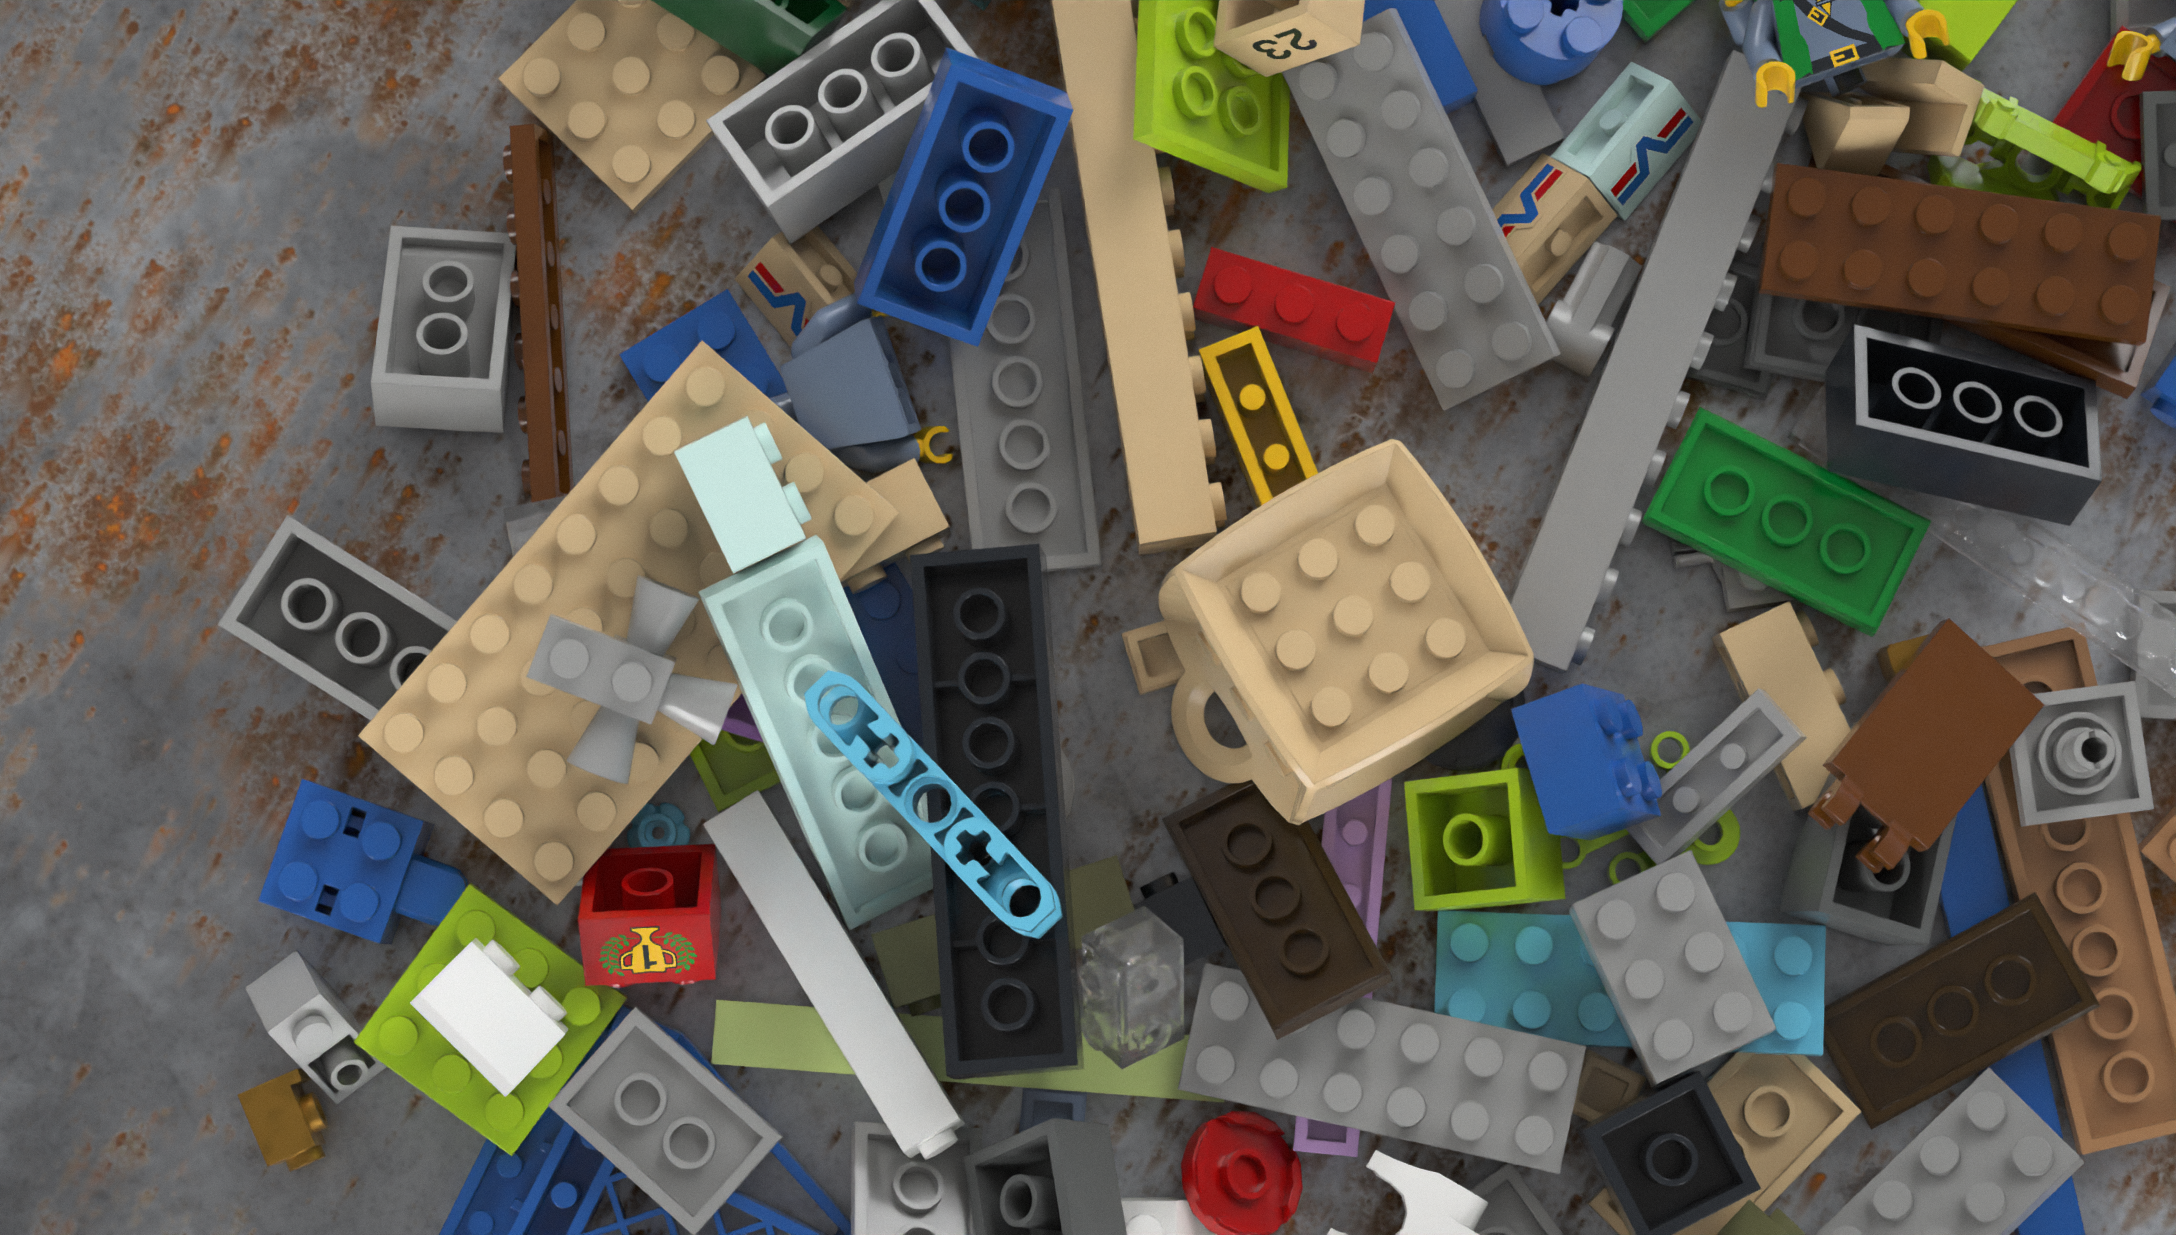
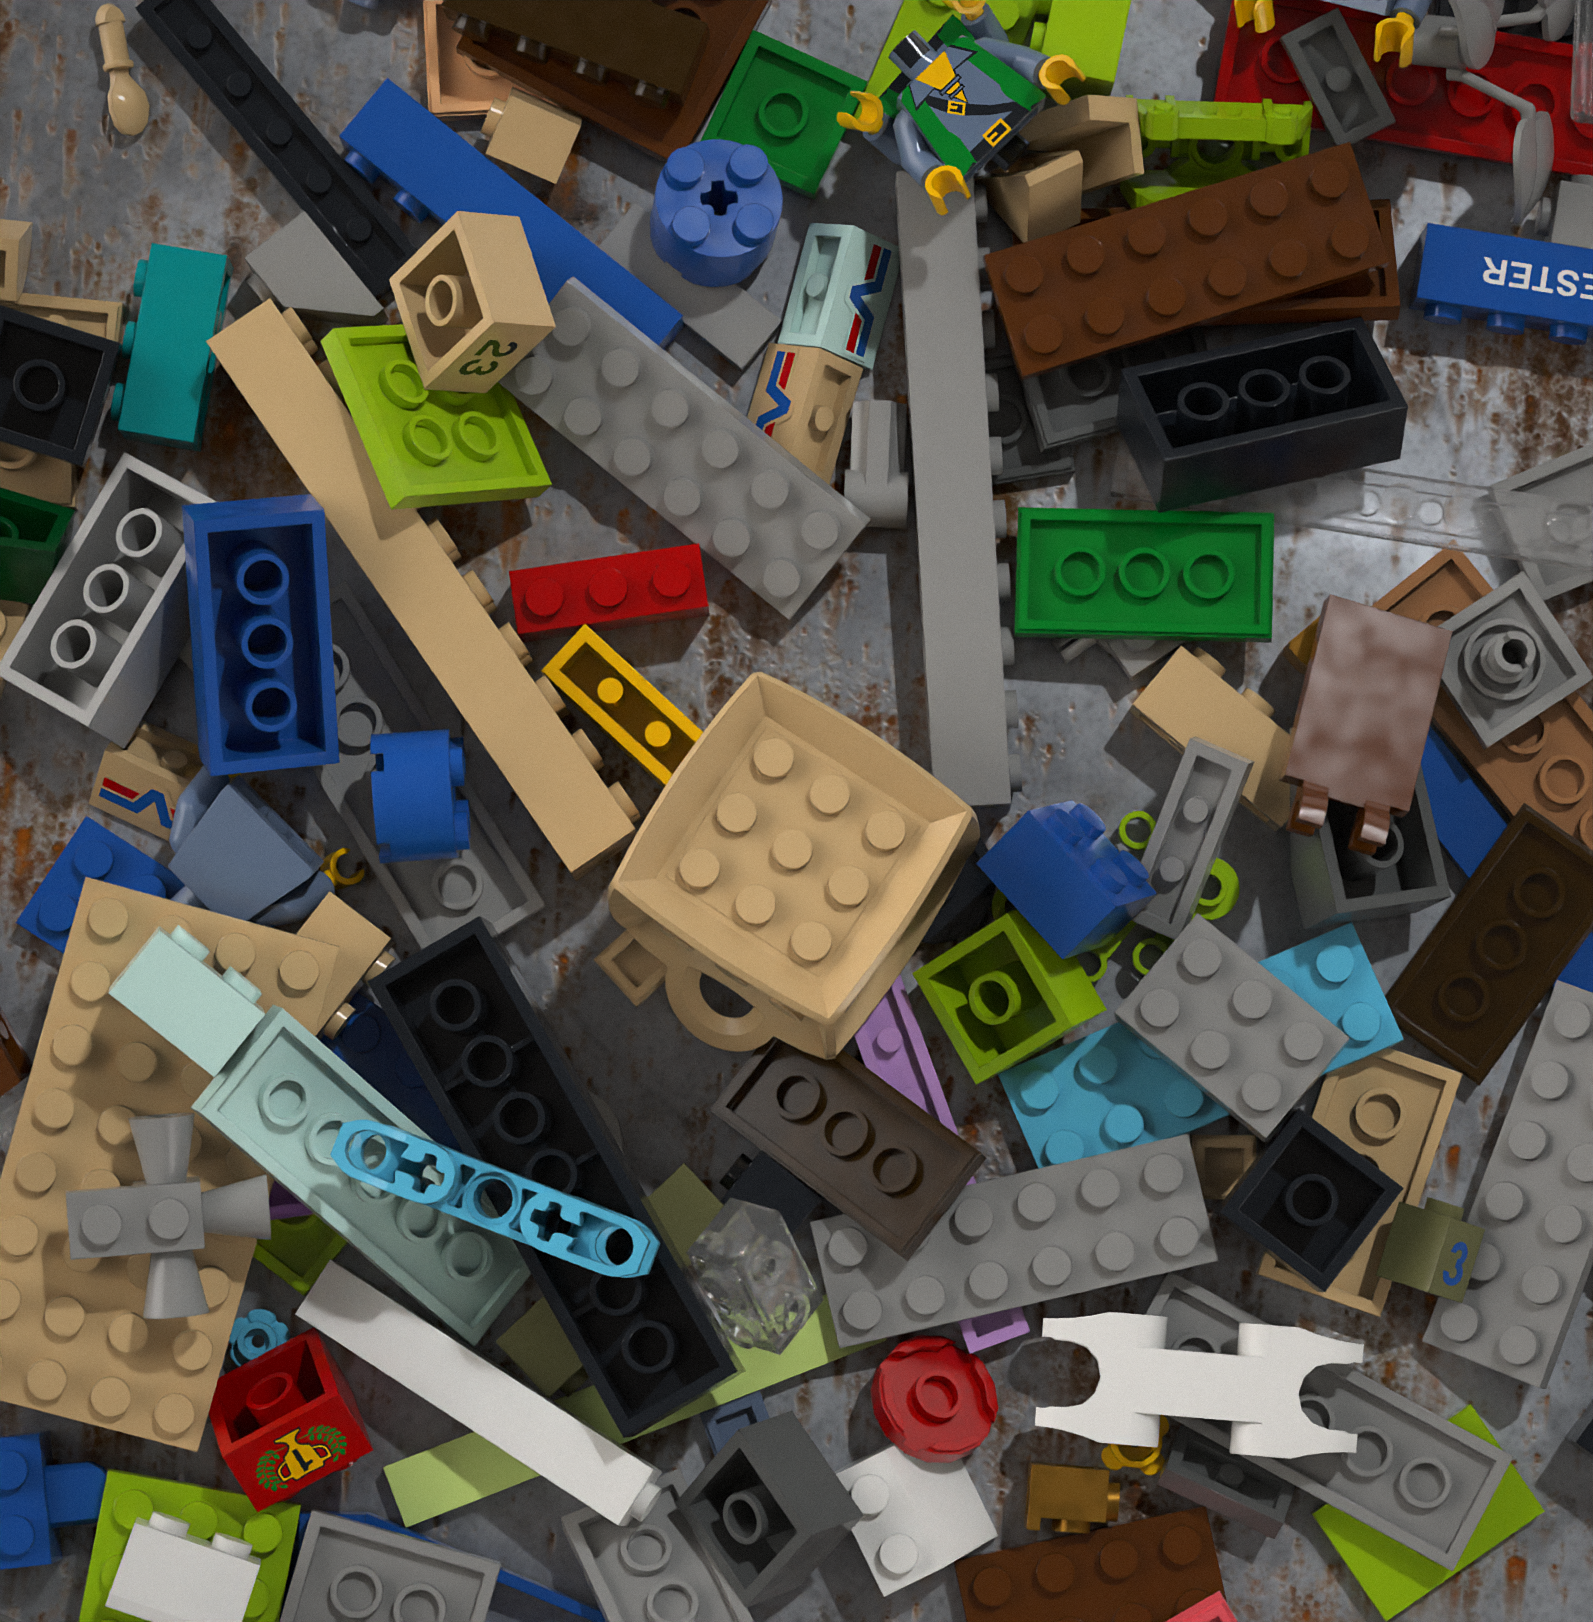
camera: 30 degrees left, 0 degrees up
(1033, 410) = (417, 796): none -> blue brick

